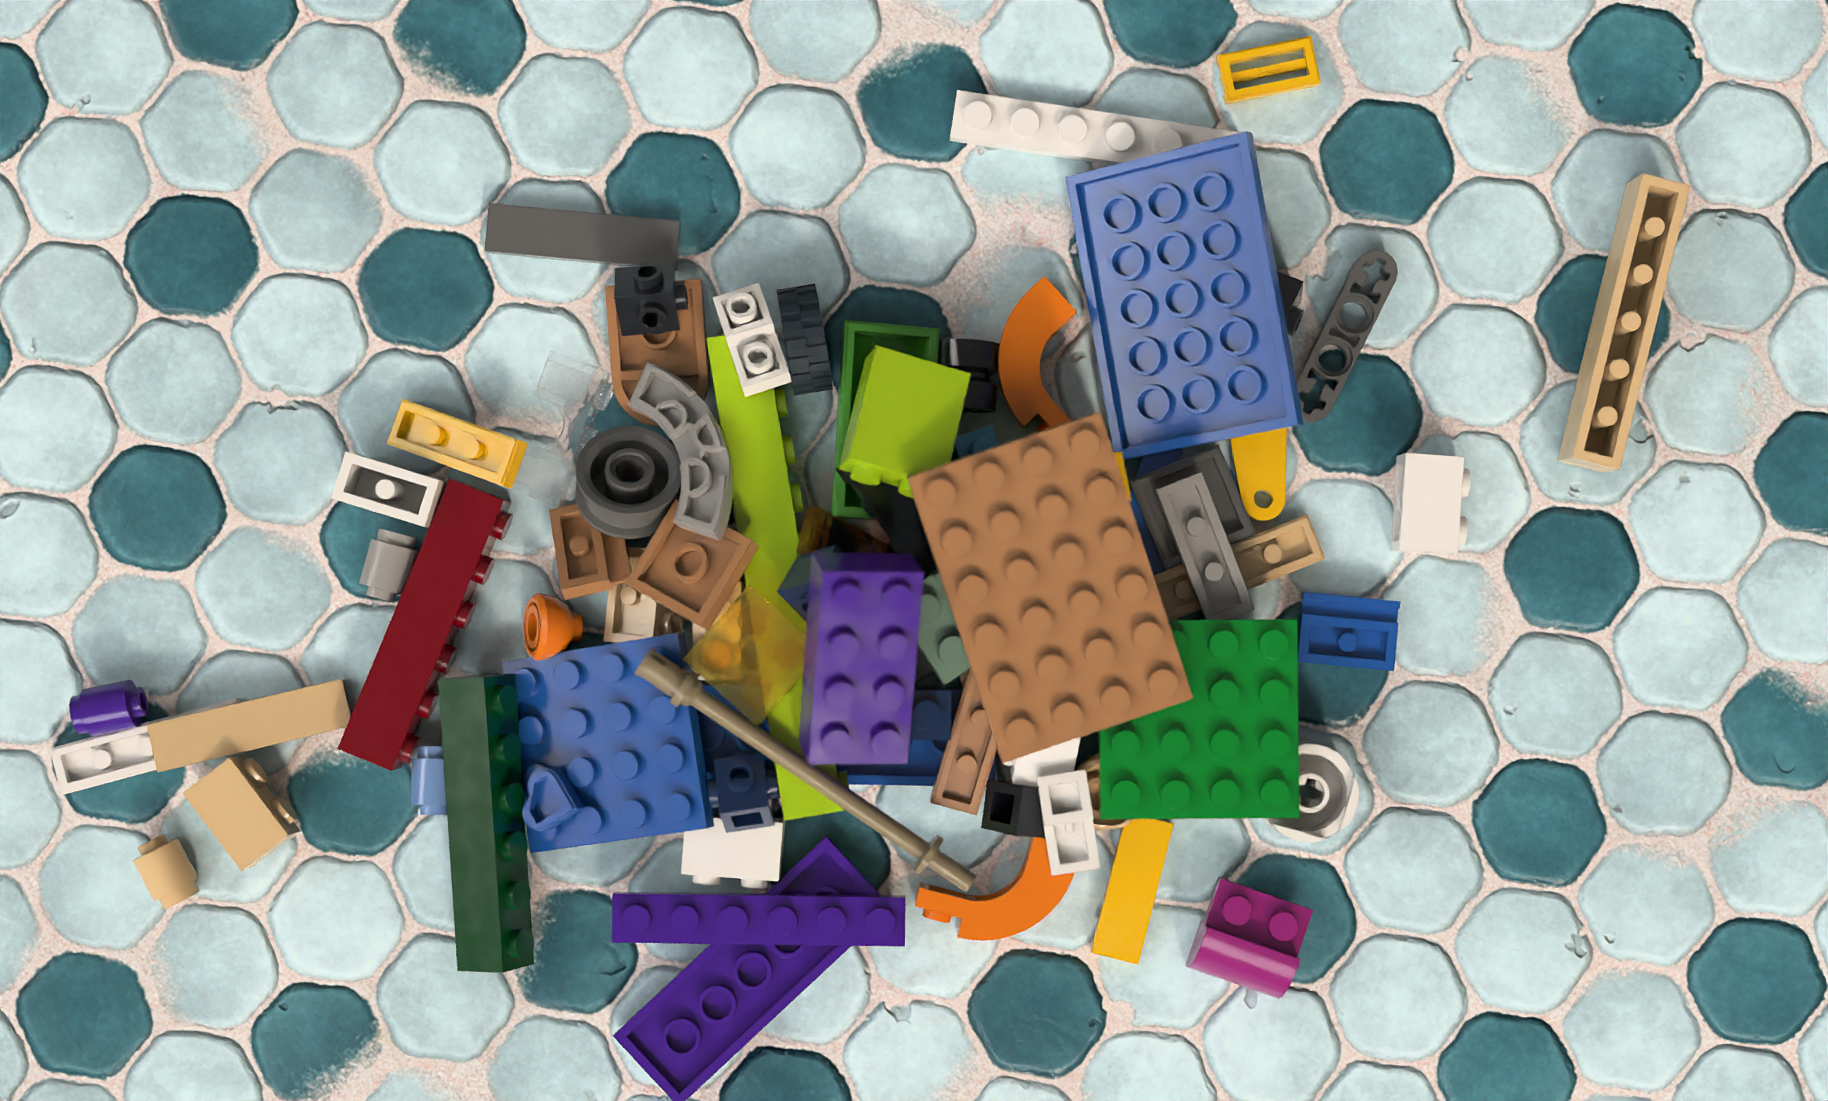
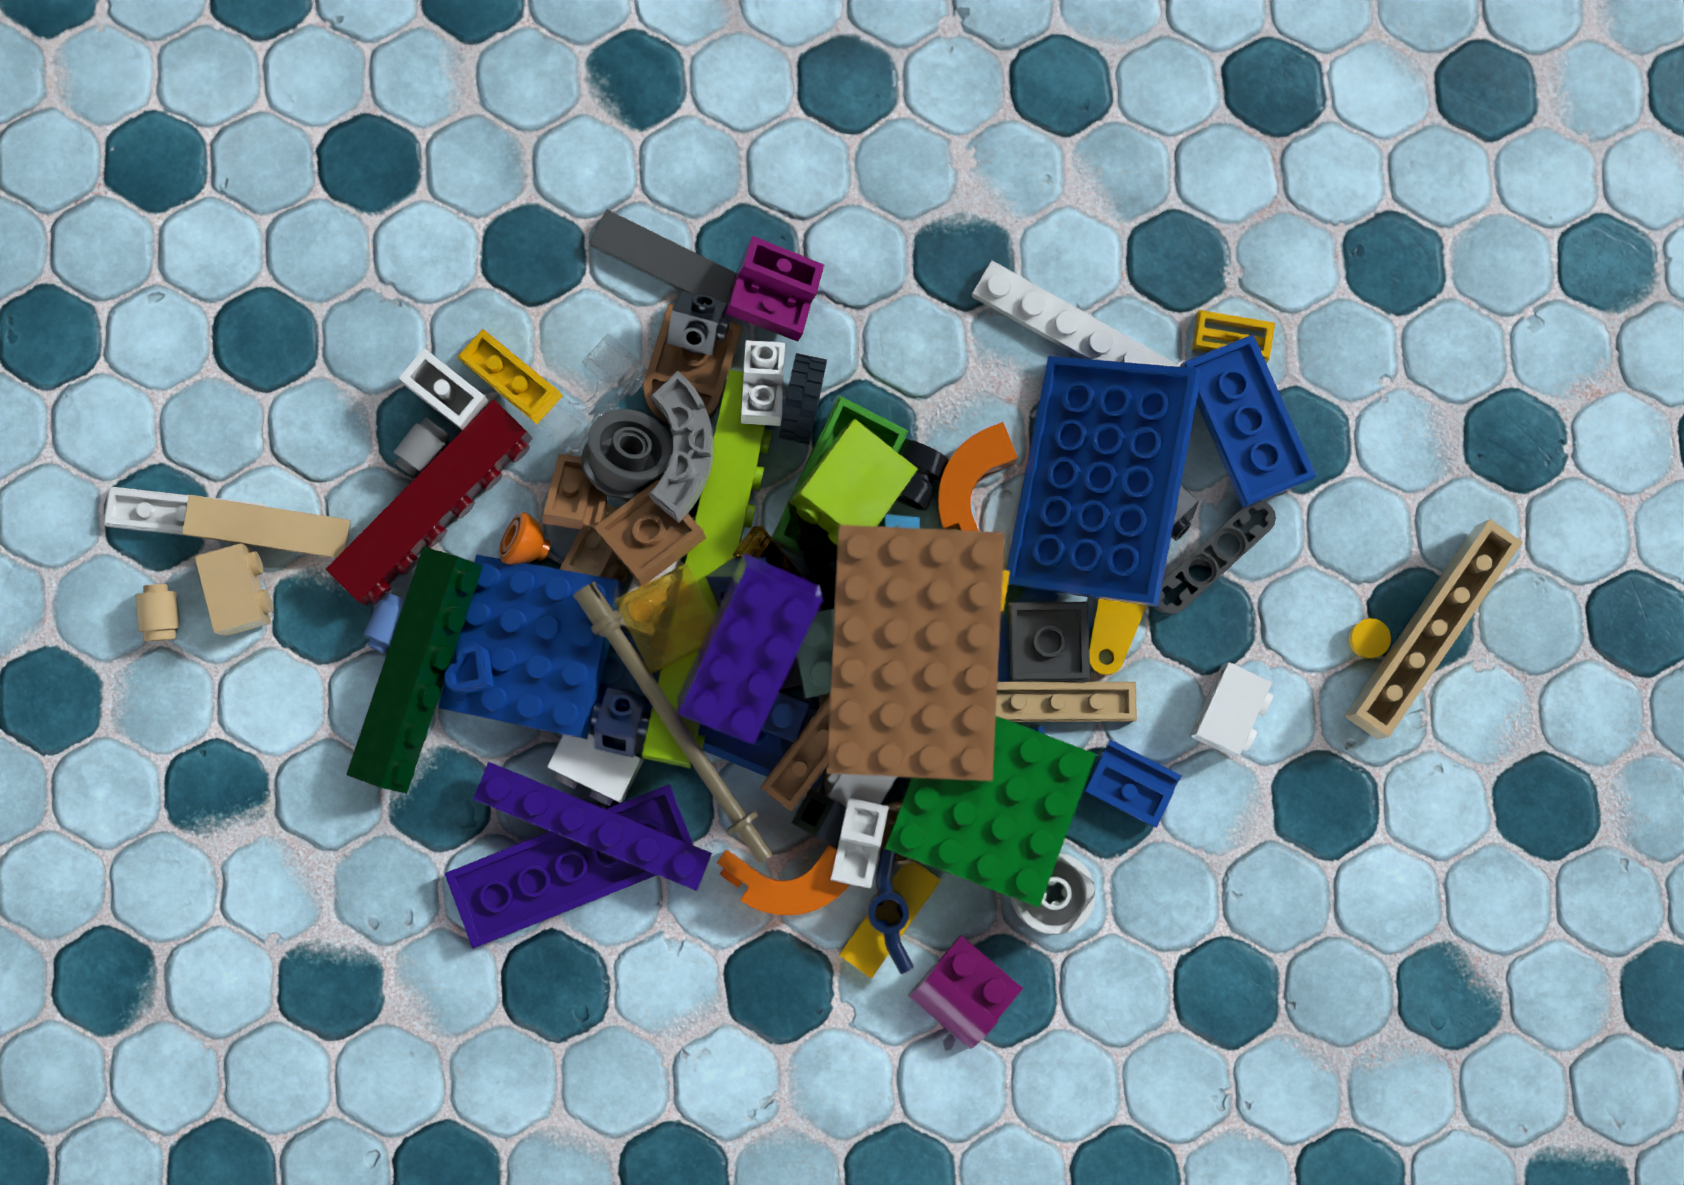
camera: 15 degrees right, 5 degrees down
(108, 708) = (165, 473): dark purple brick -> none
(720, 223) = (774, 288): none -> magenta brick
(1141, 902) = (890, 930): none -> dark blue piece
(1204, 548) = (1046, 674): light grey plate -> none
(1325, 165) = (1249, 422): none -> blue tile
(1553, 360) = (1369, 638): none -> yellow tile

